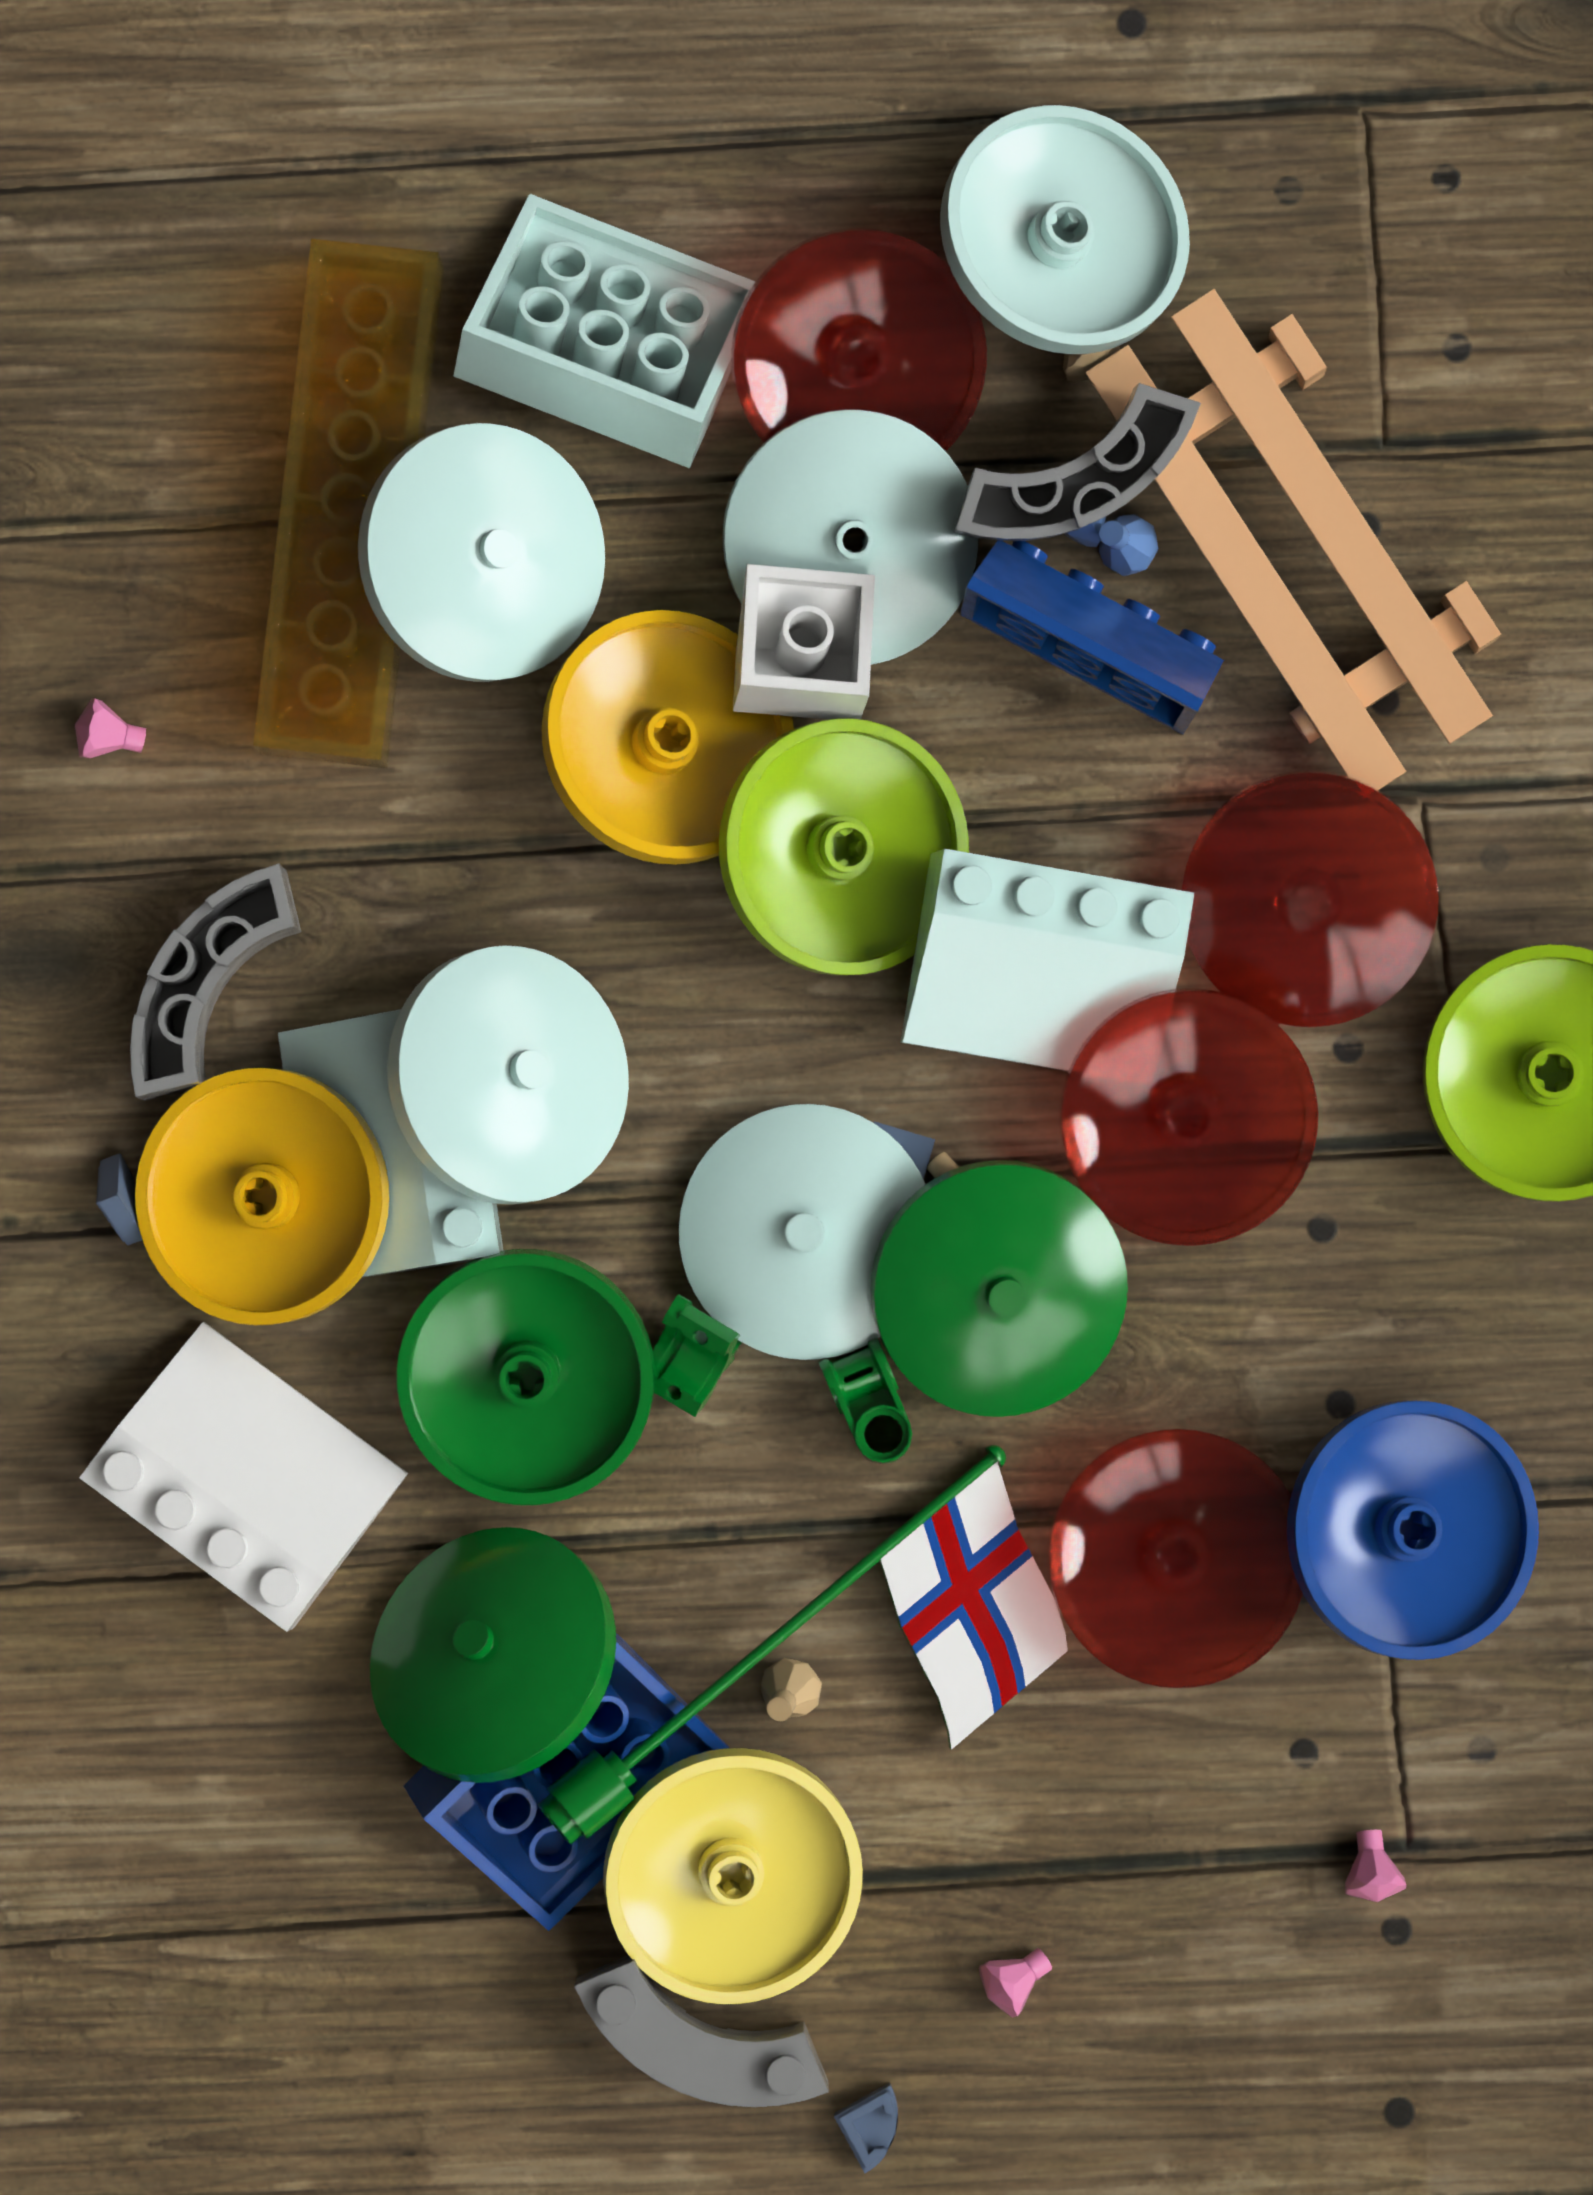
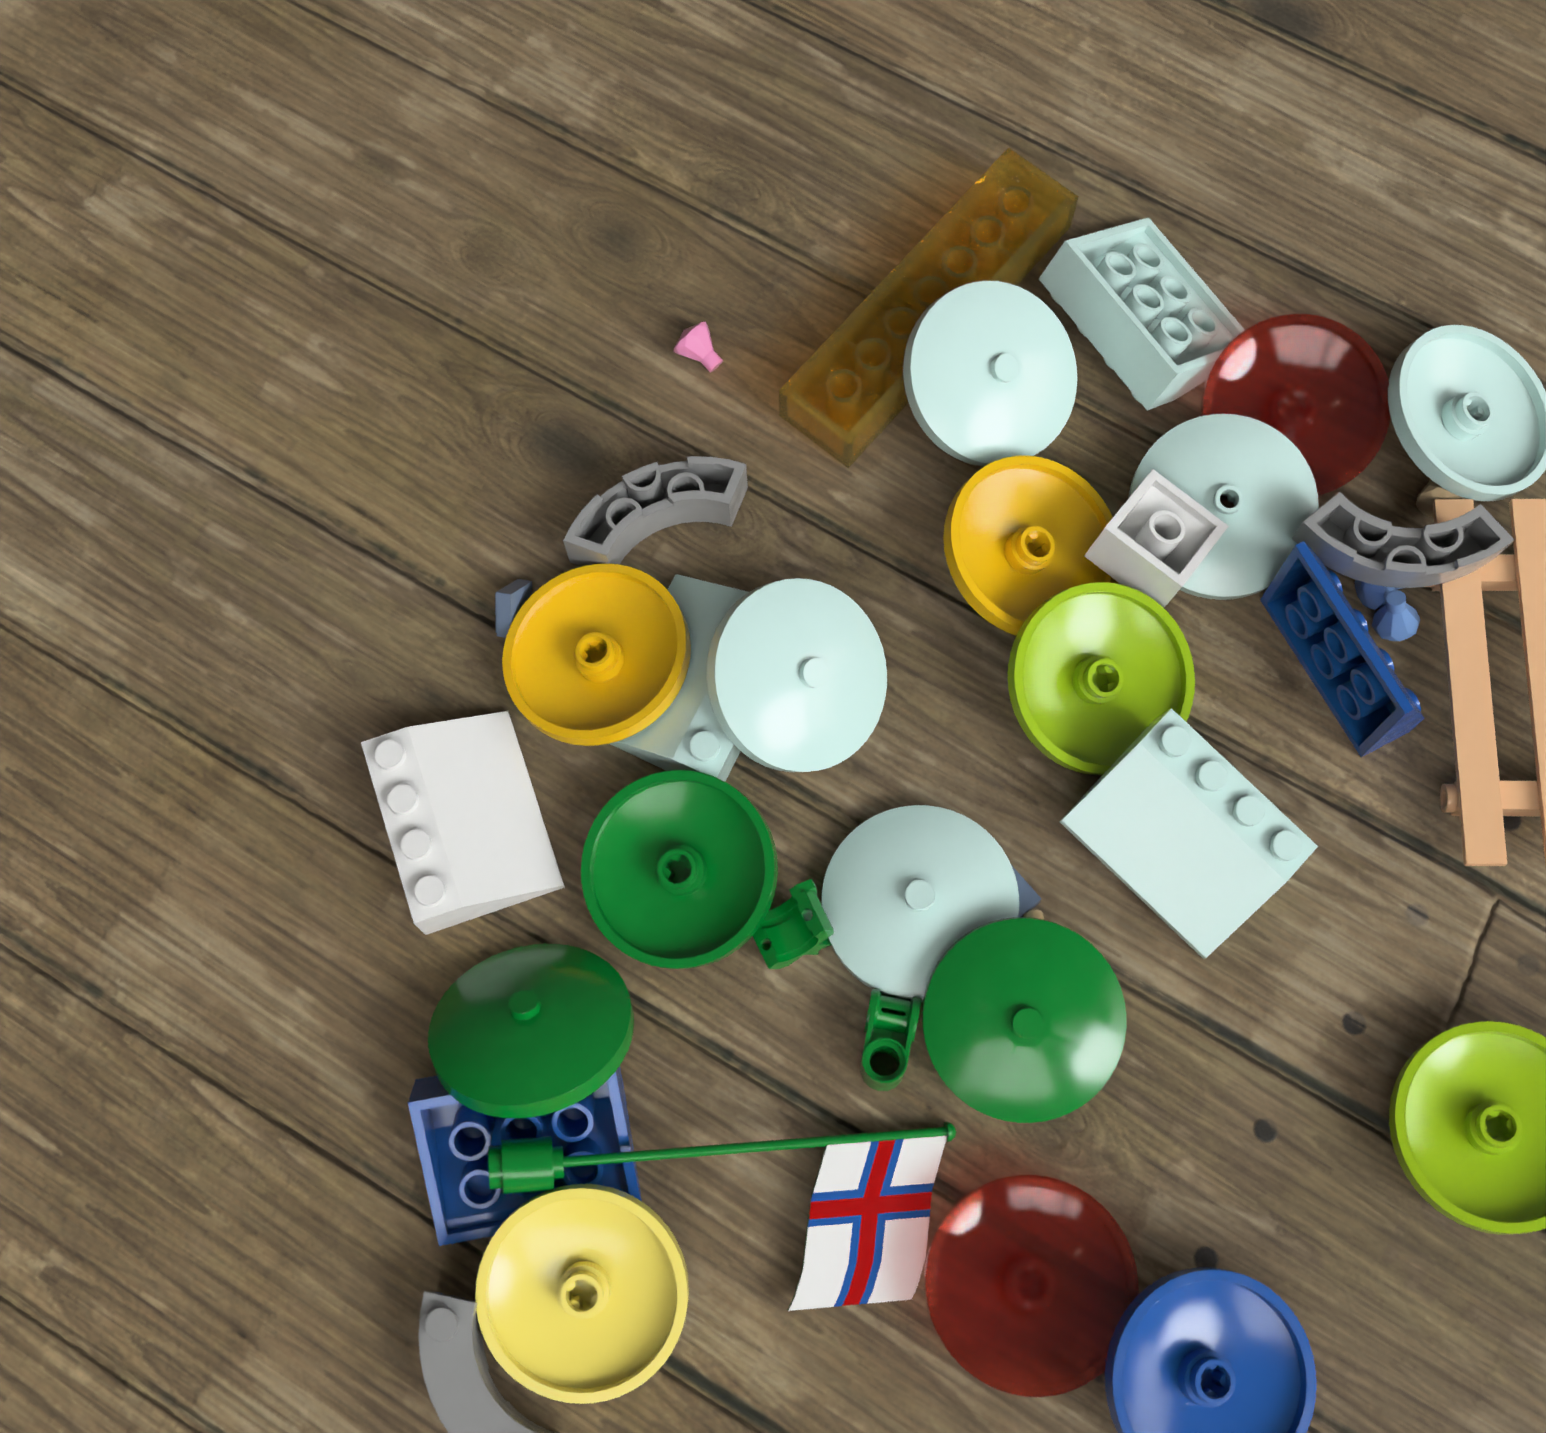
camera: 35 degrees right, 15 degrees down
(790, 1689) = (708, 1193): tan rock -> none
(1189, 1116) = (1225, 991): clear red dish -> none
(1311, 898) = (1392, 906): clear red dish -> none

